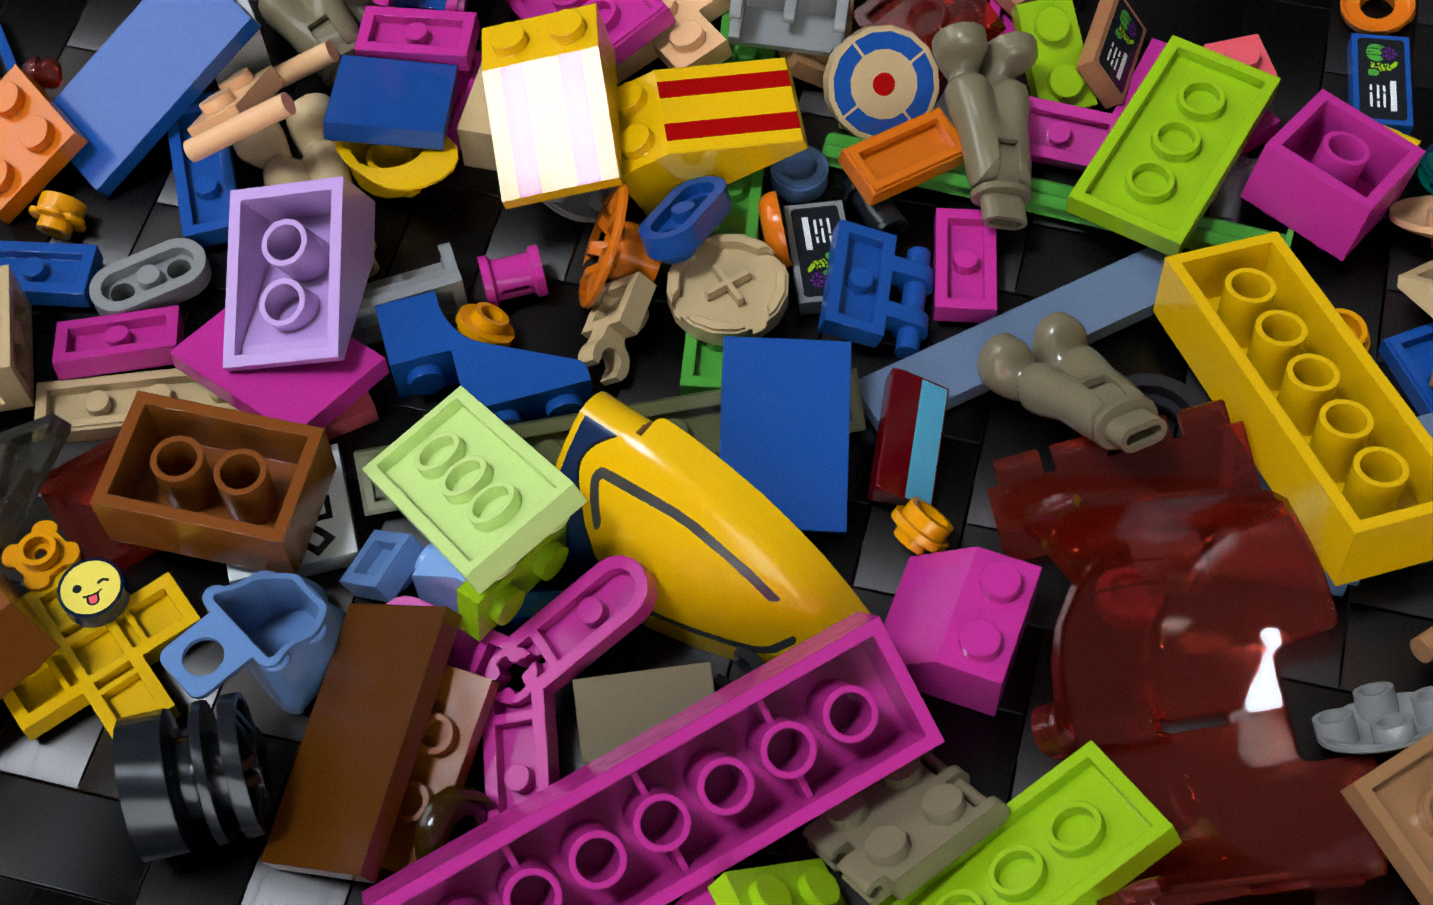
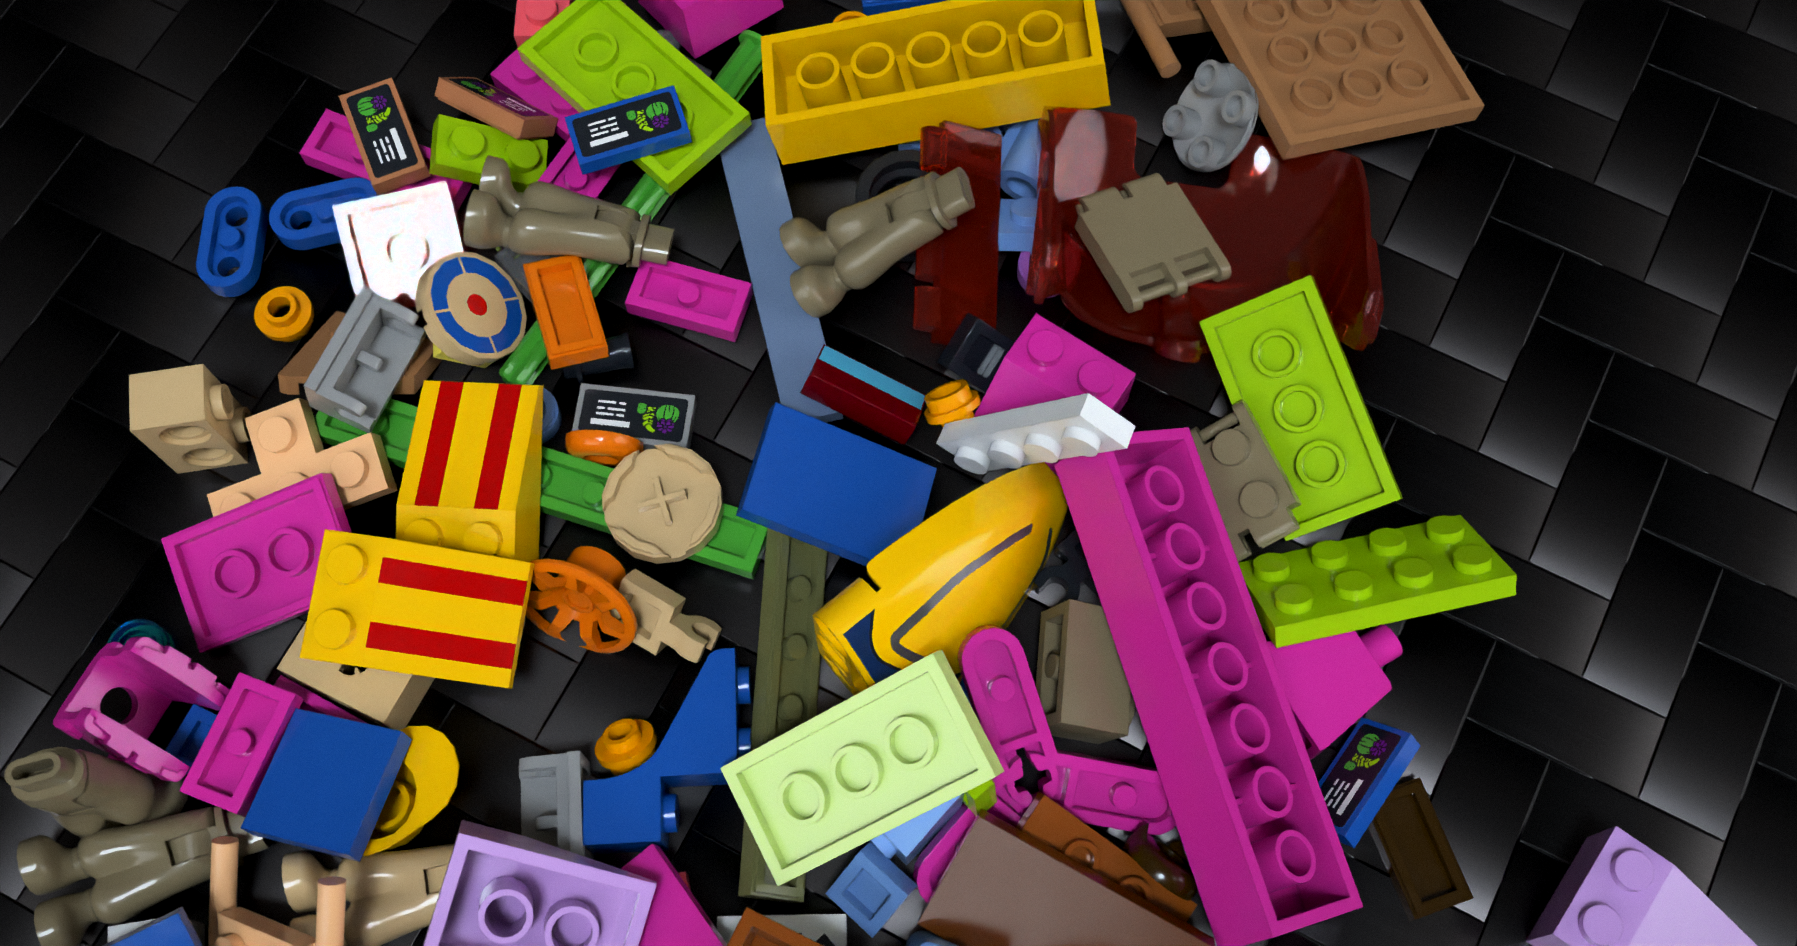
camera: 80 degrees left, 10 degrees up
(513, 276) = (571, 706): dark pink bush -> none
(685, 219) = (584, 523): blue plate -> none
(859, 284) = (693, 389): blue plate -> none
(868, 571) = (1036, 434): none -> white plate
(986, 525) = (975, 351): none -> black plate
(1112, 143) = (628, 129): none -> tile
(1178, 668) = (1148, 241): none -> dark tan plate

